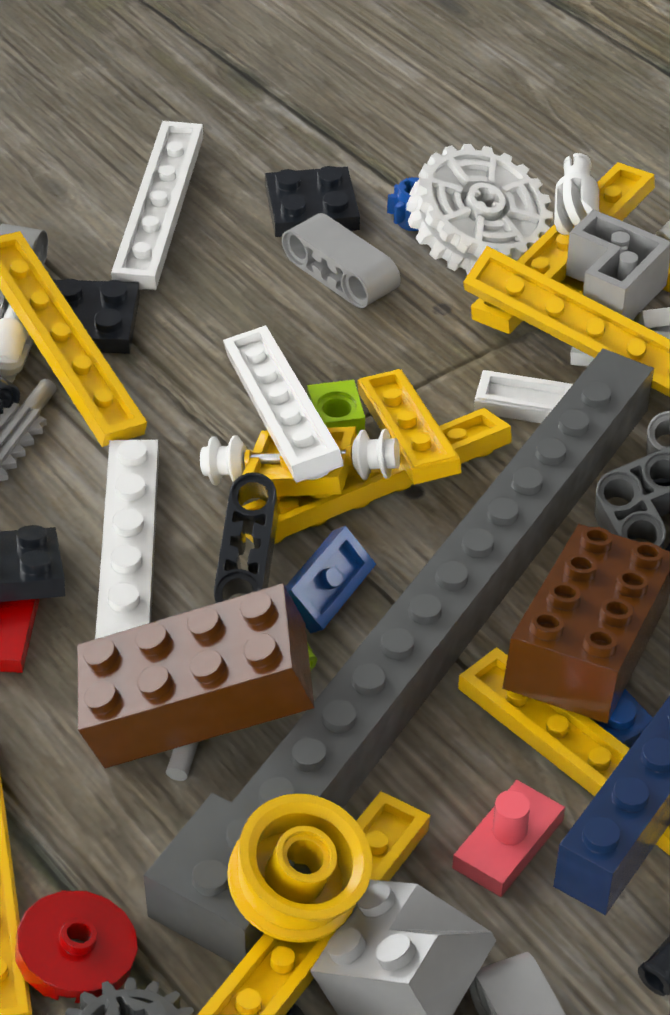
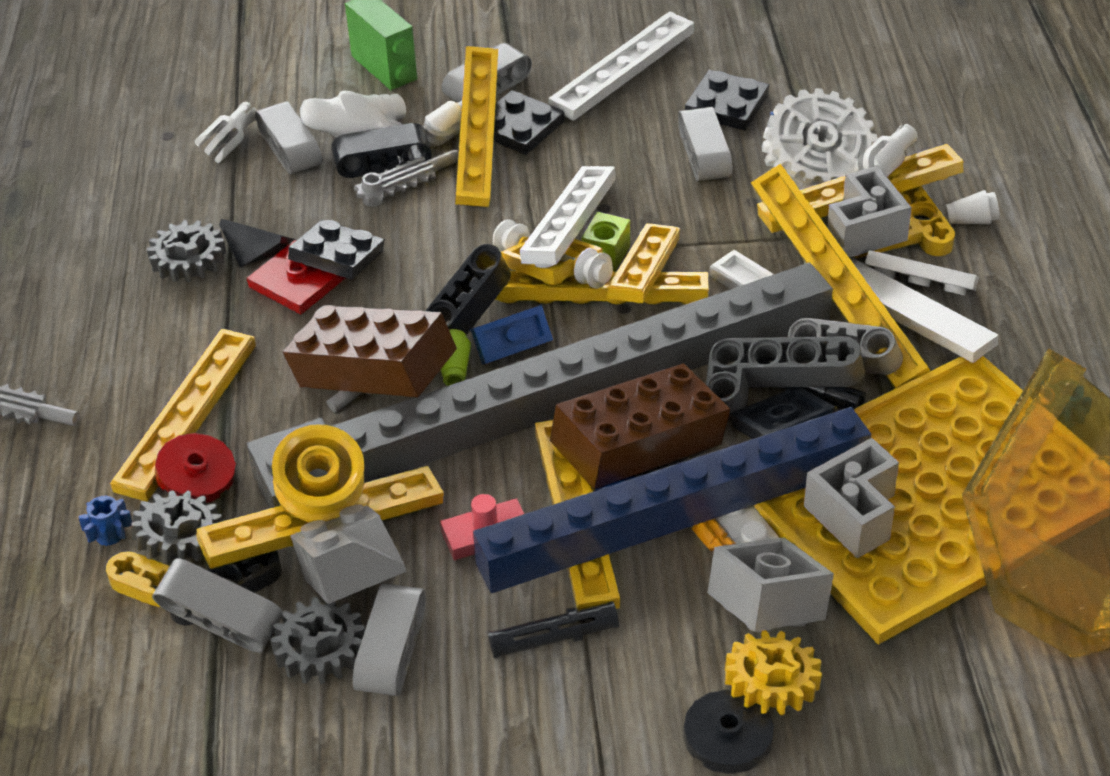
camera: 35 degrees right, 0 degrees up
(128, 537) = (427, 258): white plate -> none

